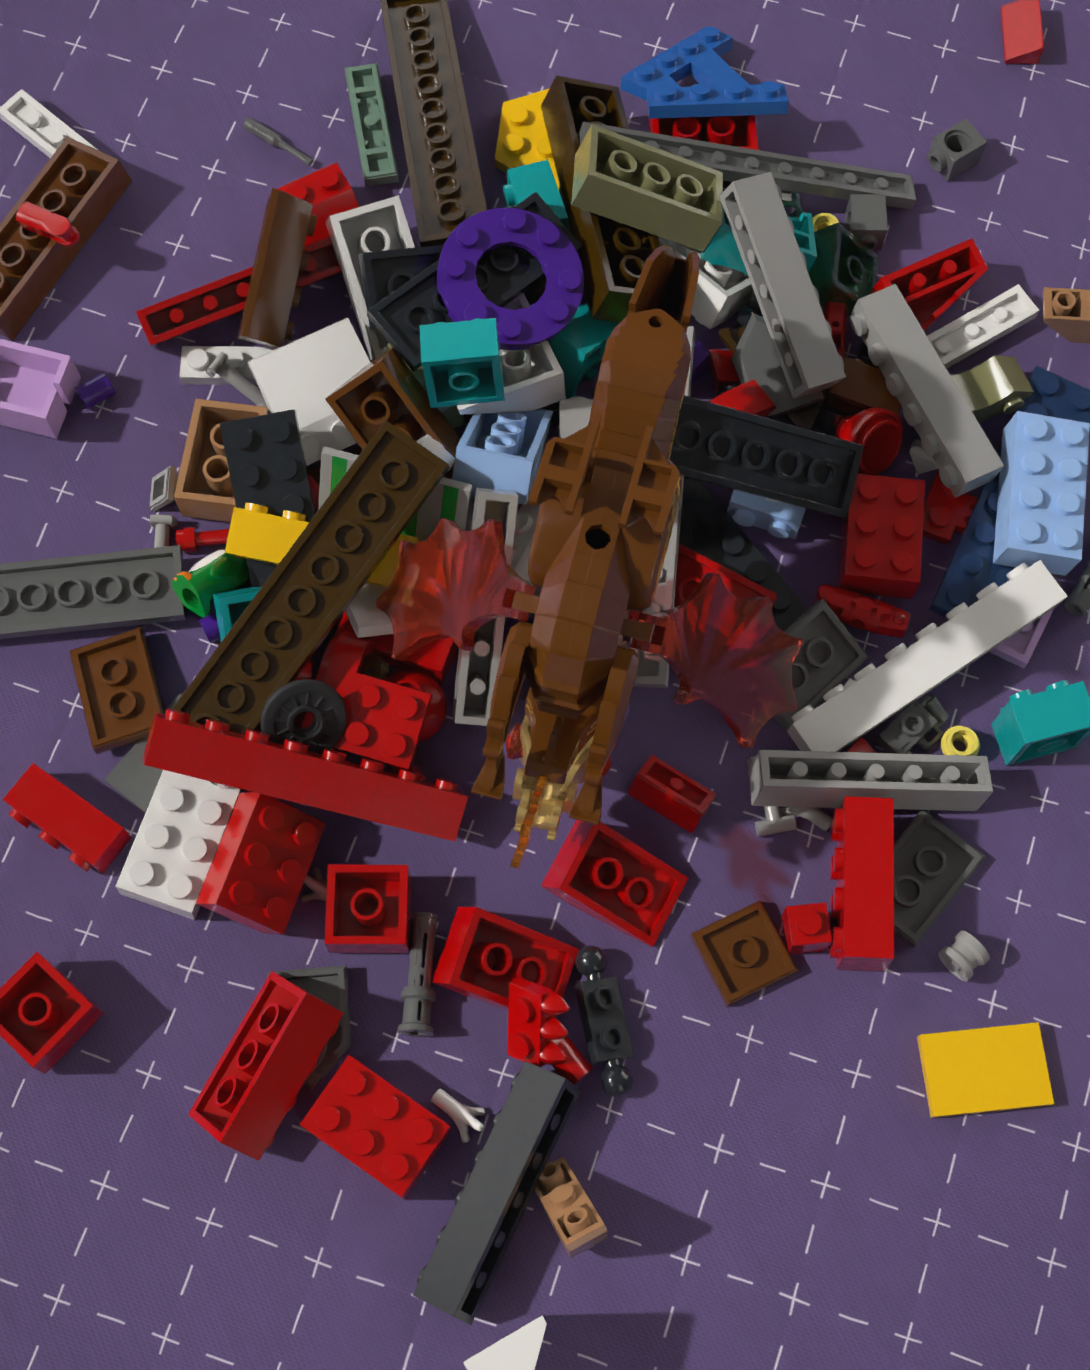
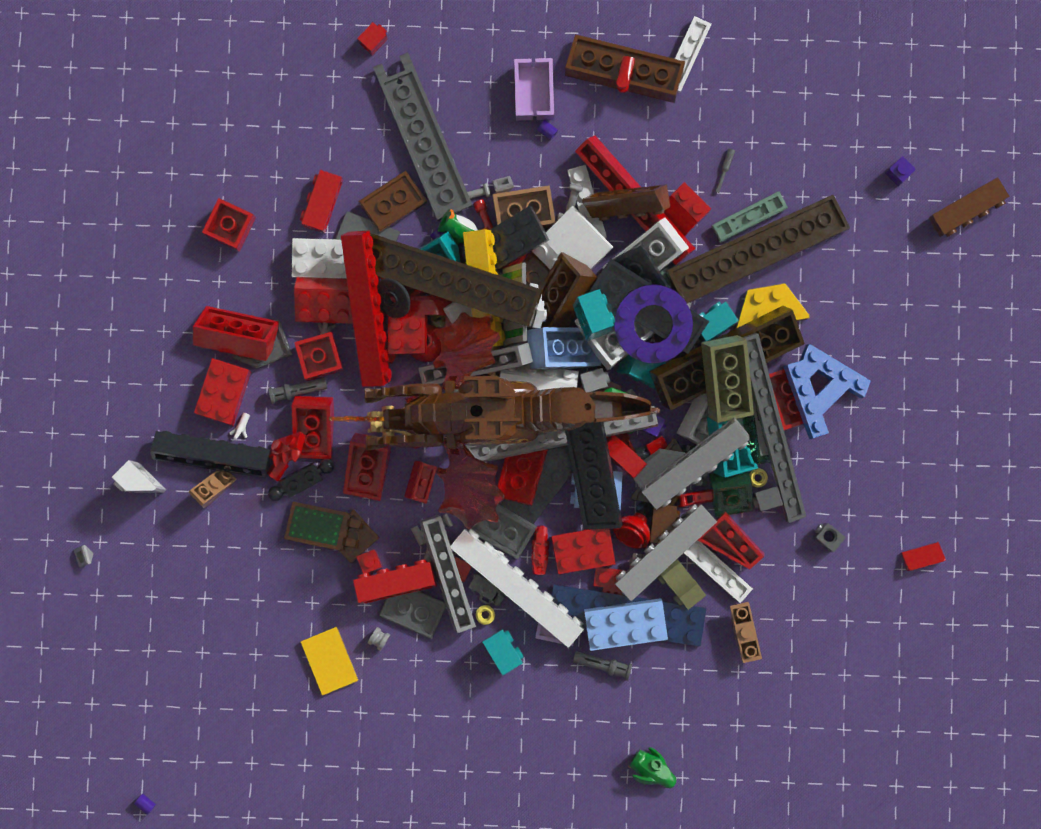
camera: 70 degrees right, 15 degrees up
(710, 1006) = (320, 527): none -> tile

